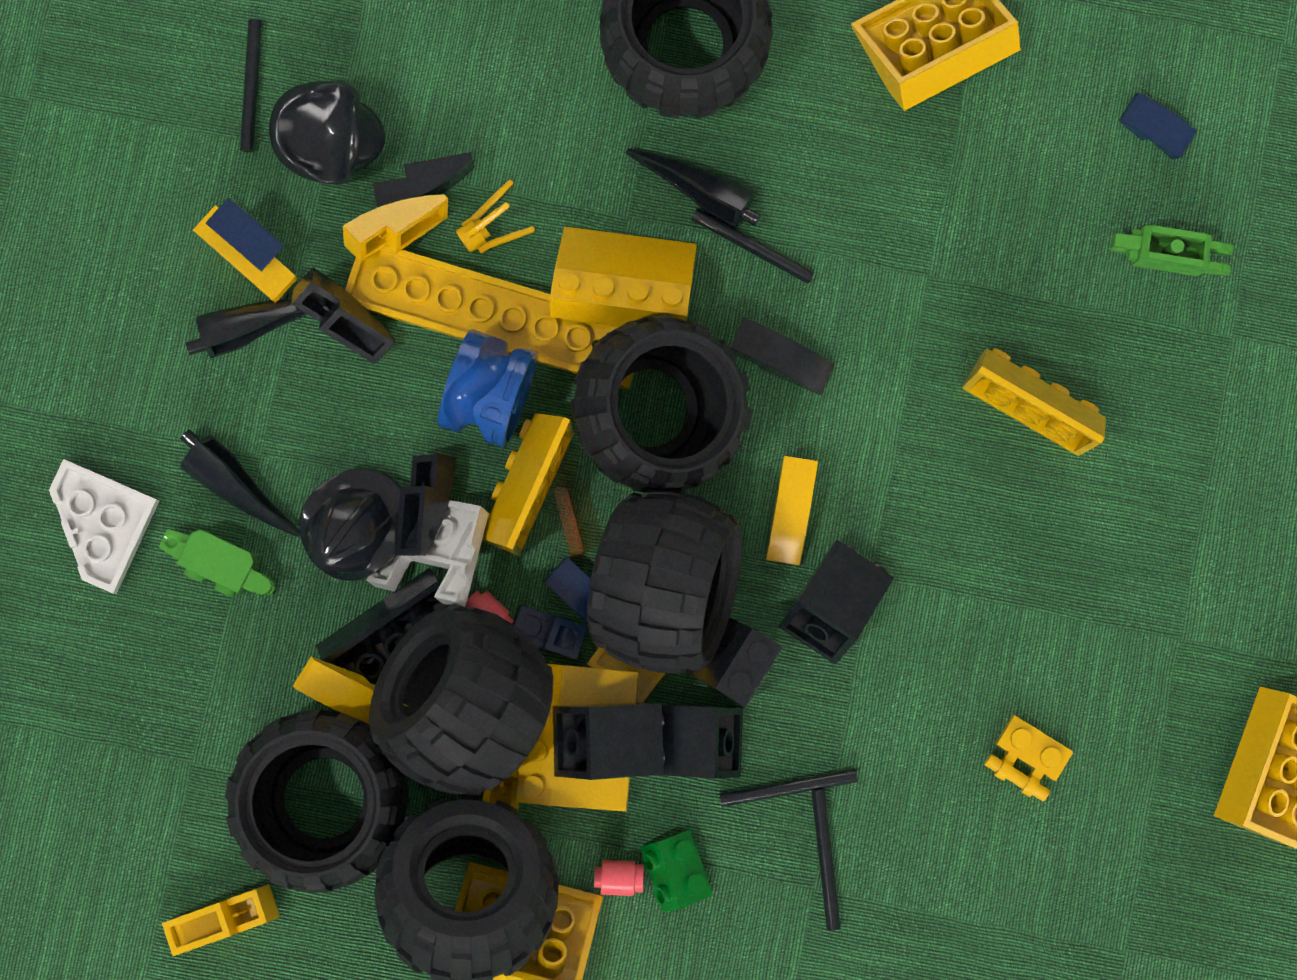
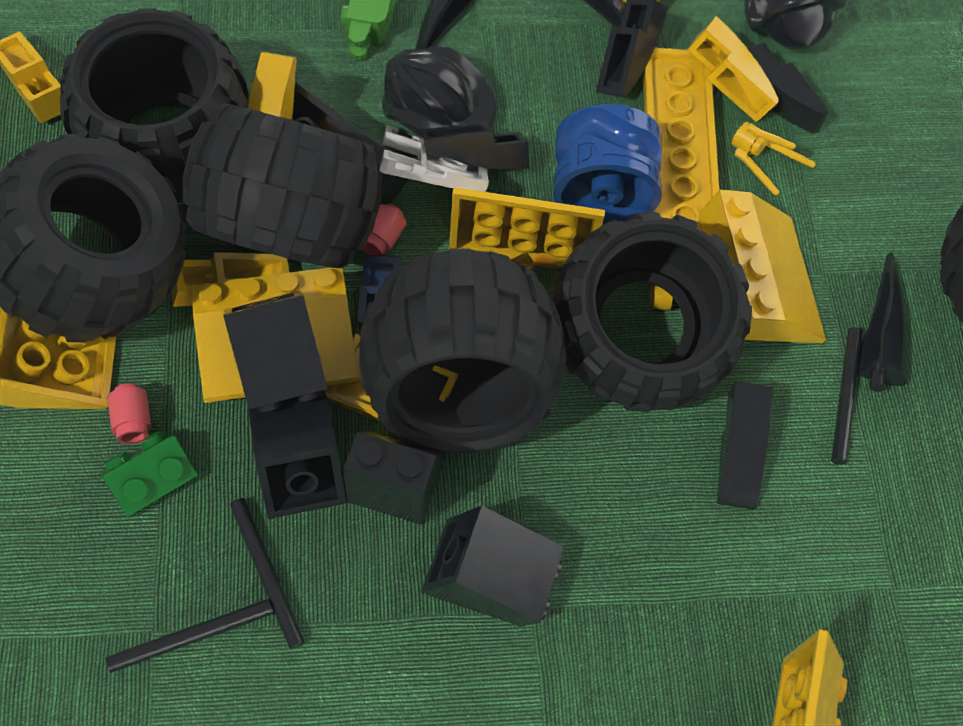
camera: 70 degrees right, 20 degrees down
(791, 510) = (582, 495): yellow slope -> none

